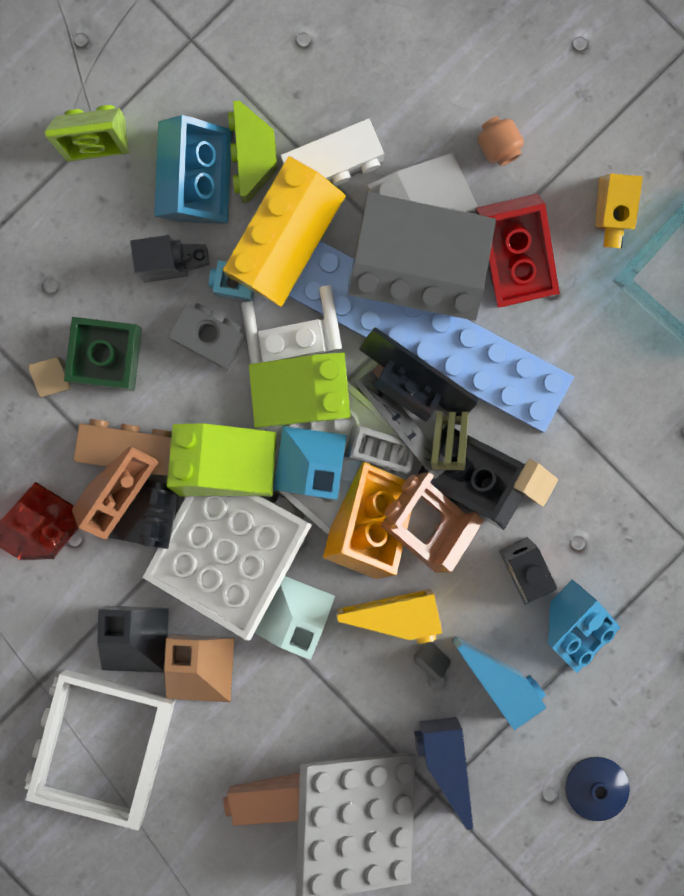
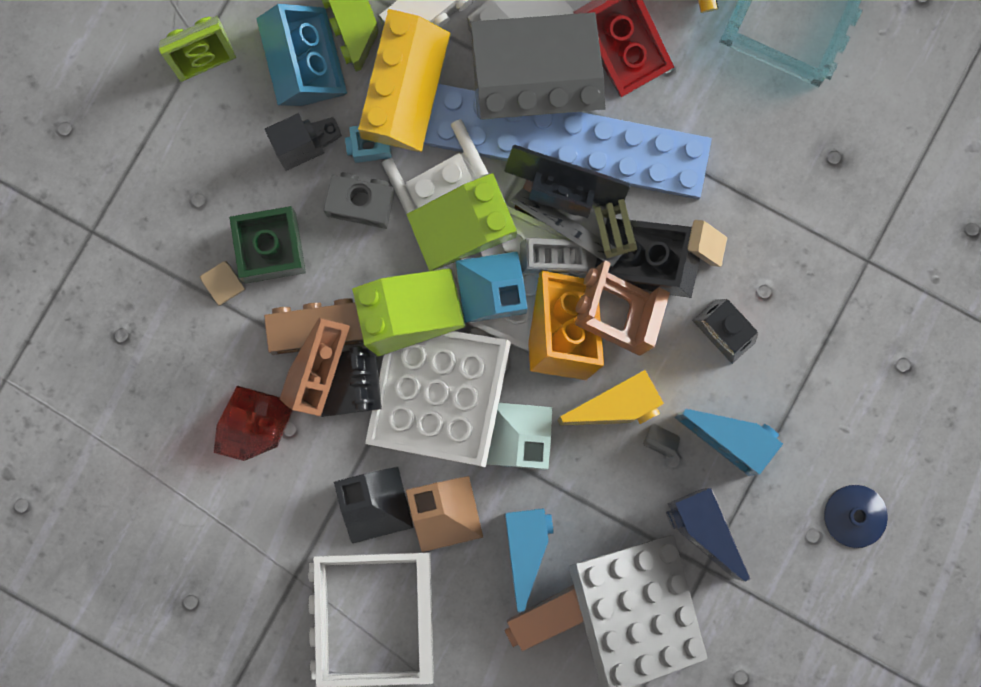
camera: 15 degrees left, 5 degrees down
(269, 724) = (527, 544): none -> dark azure slope
(578, 626) = (790, 365): dark azure slope -> none

